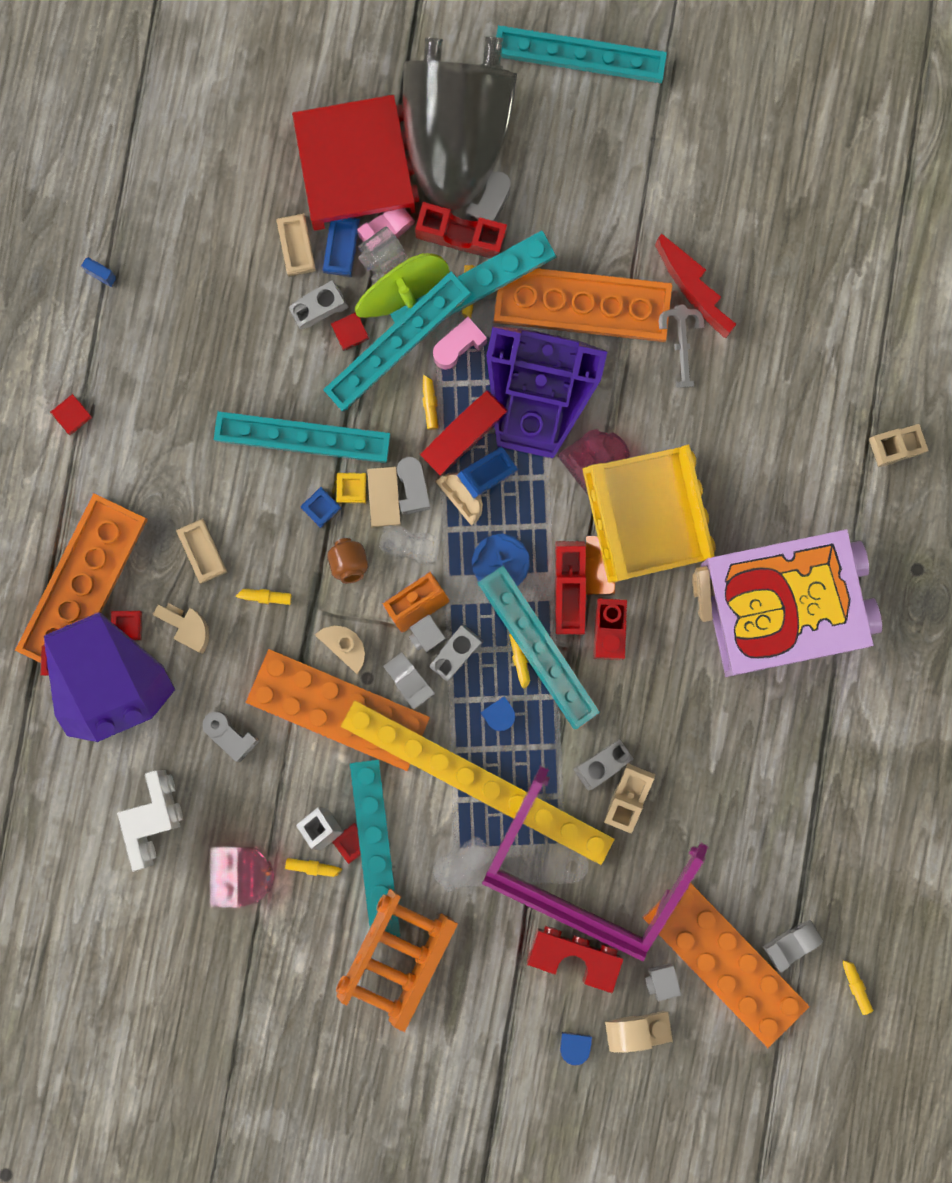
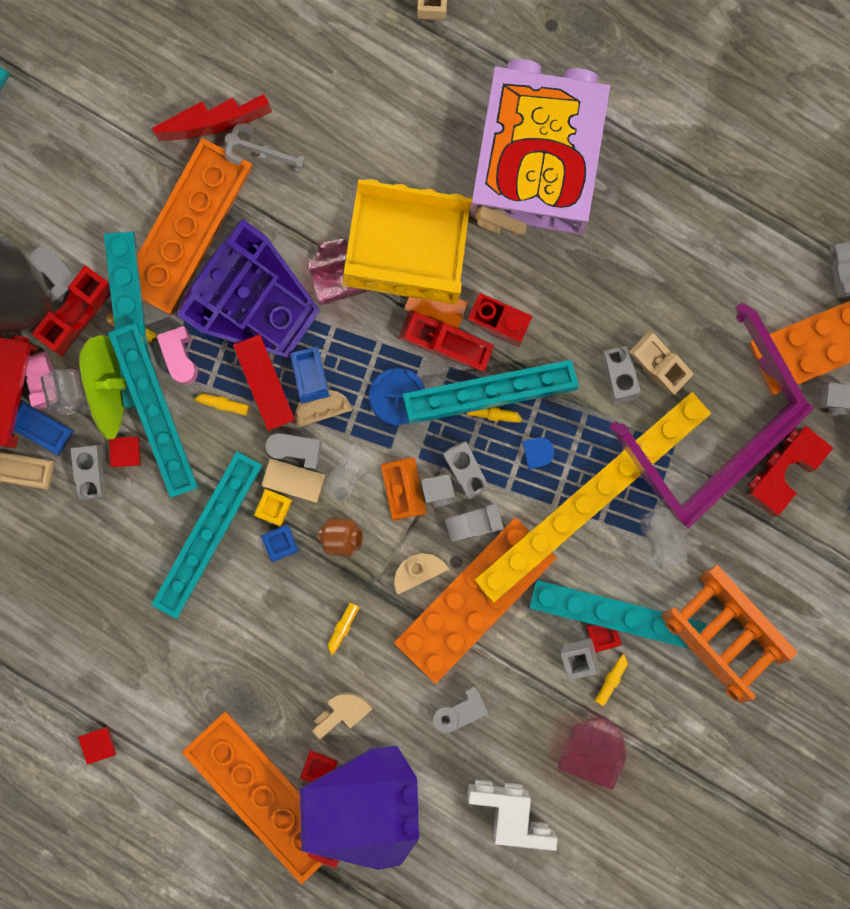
camera: 65 degrees left, 0 degrees up
(201, 551) = (276, 671): tan tile -> none

